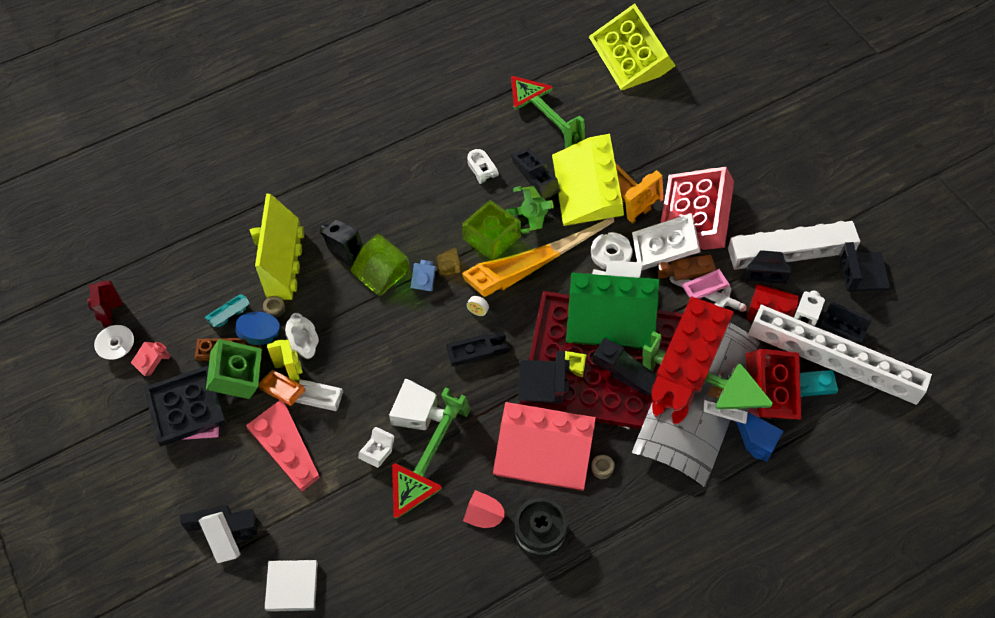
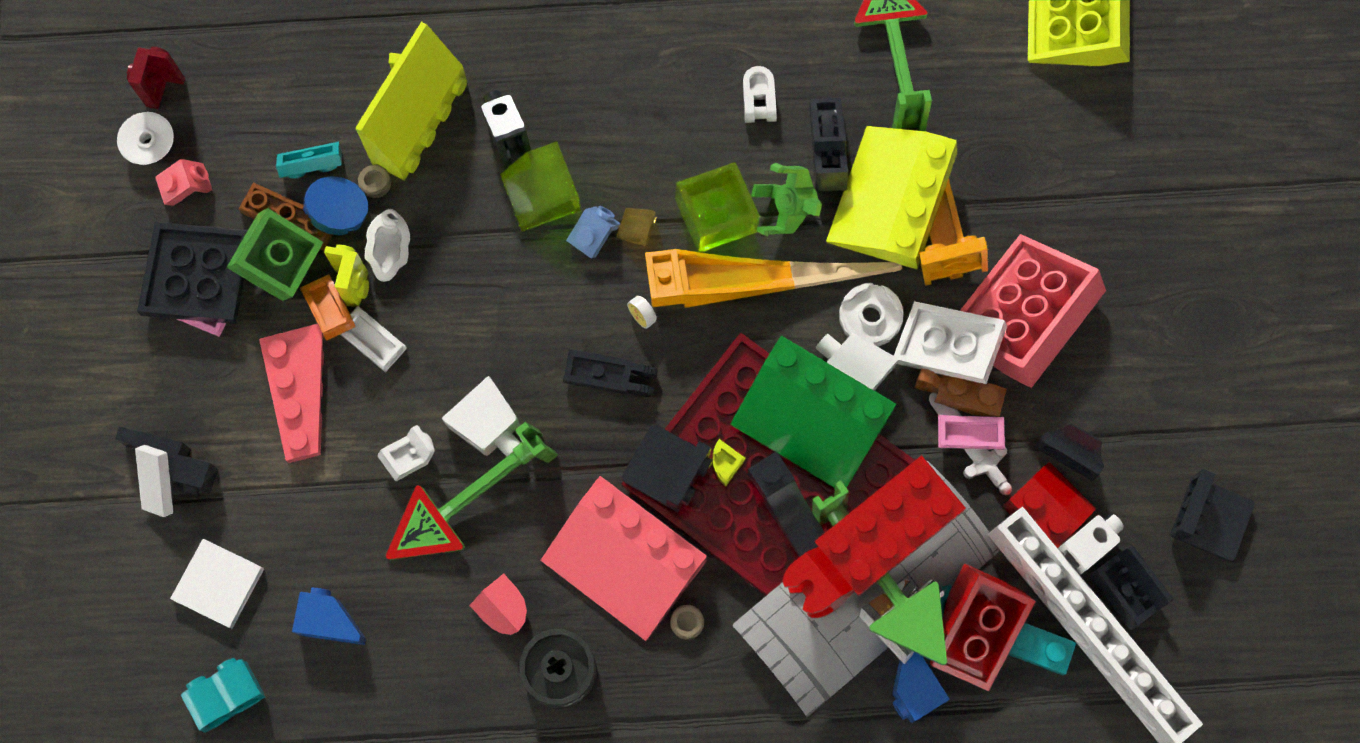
camera: 25 degrees right, 15 degrees up
(376, 571) = (325, 618): none -> blue slope
(795, 243) = (1134, 430): white brick -> none

